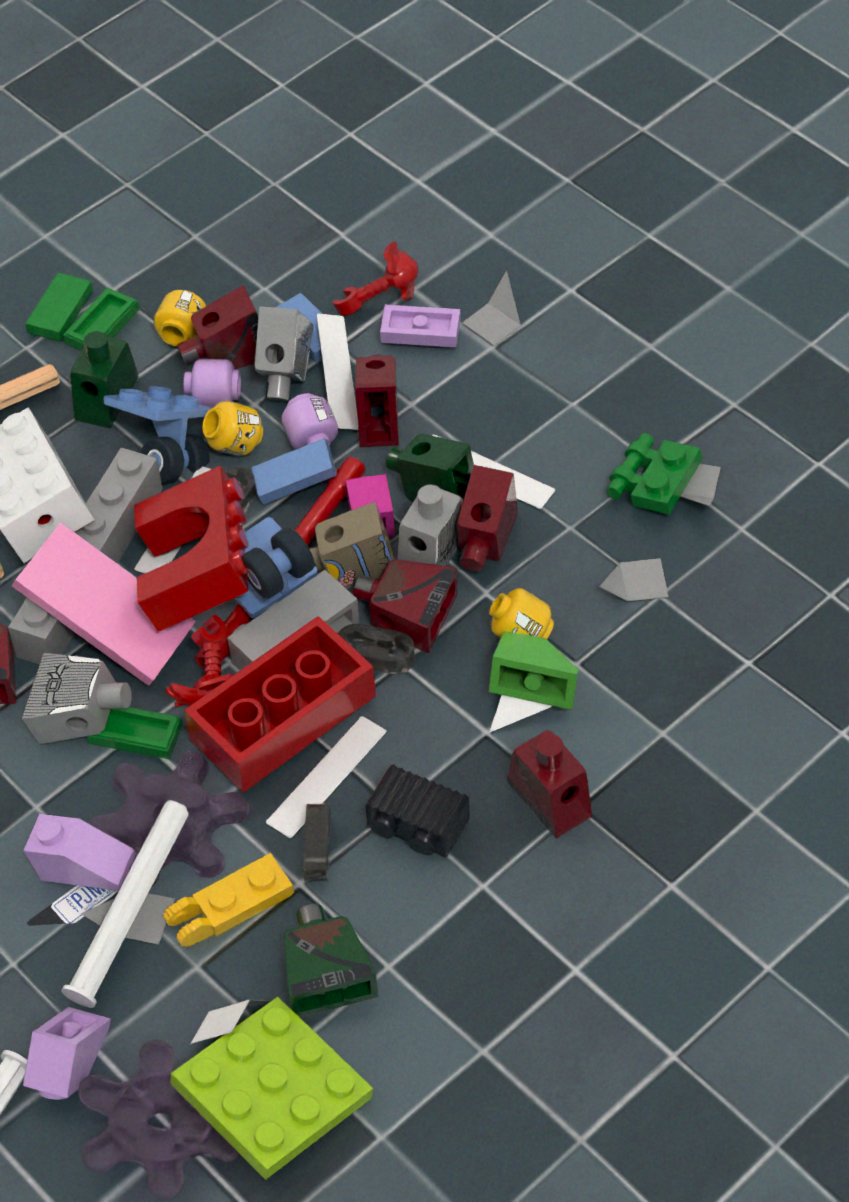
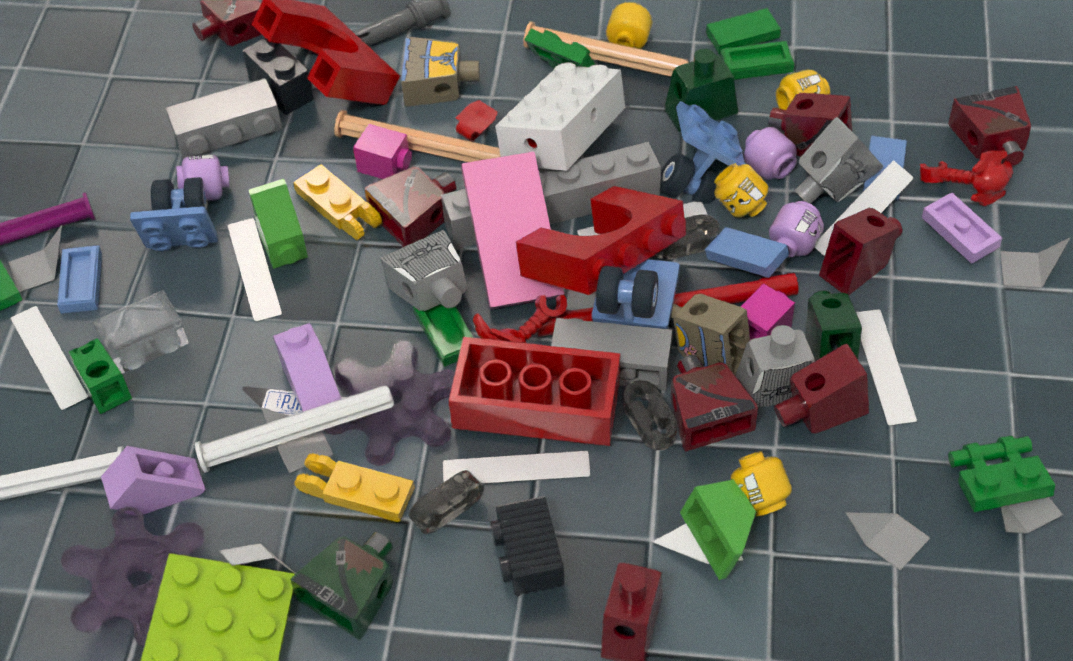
camera: 50 degrees right, 0 degrees up
(348, 230) = (992, 123): none -> dark red torso

